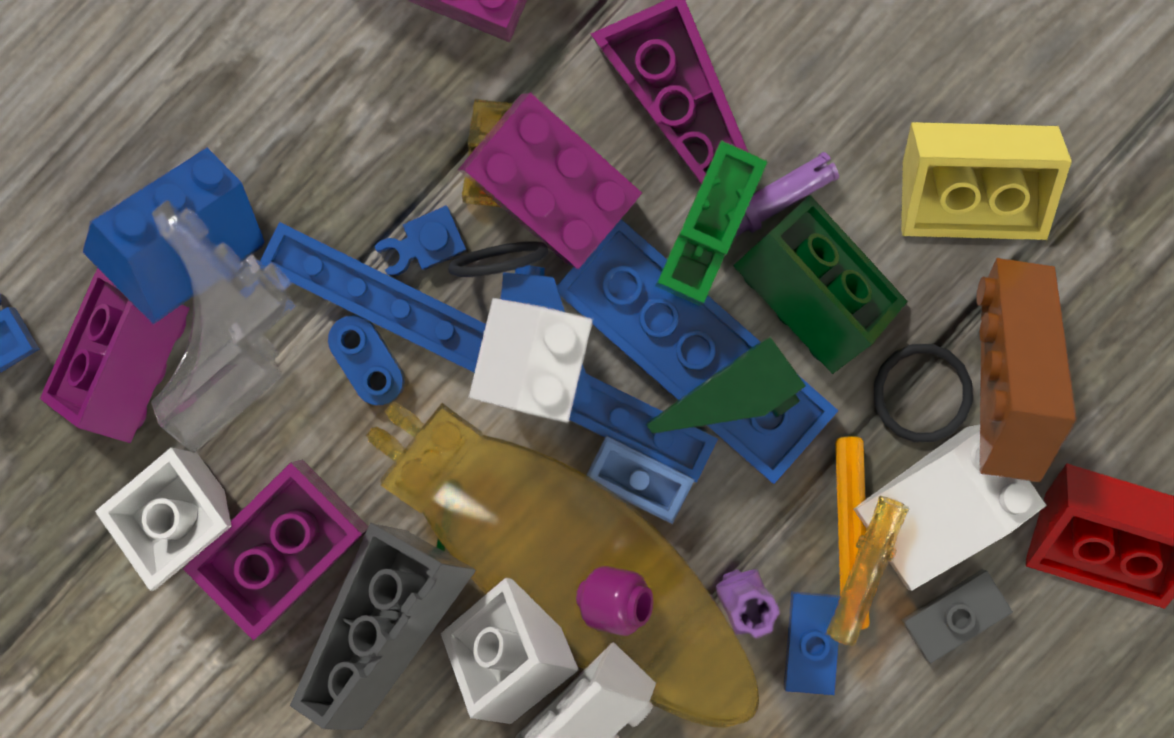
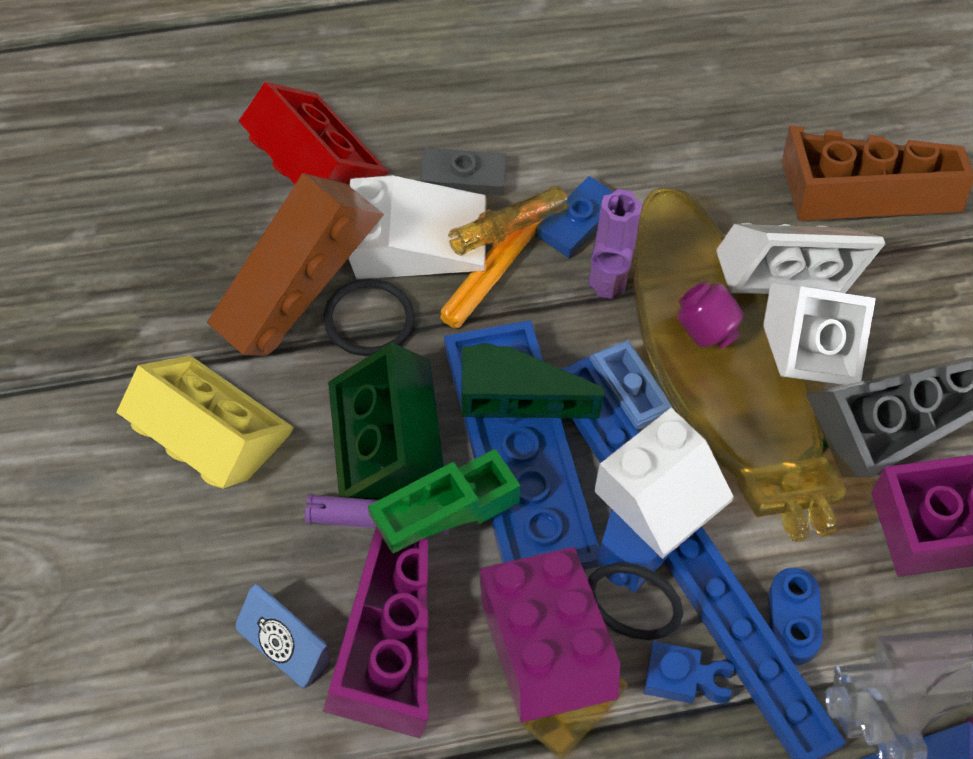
camera: 150 degrees left, 30 degrees down
(763, 42) = (282, 637): none -> medium blue slope

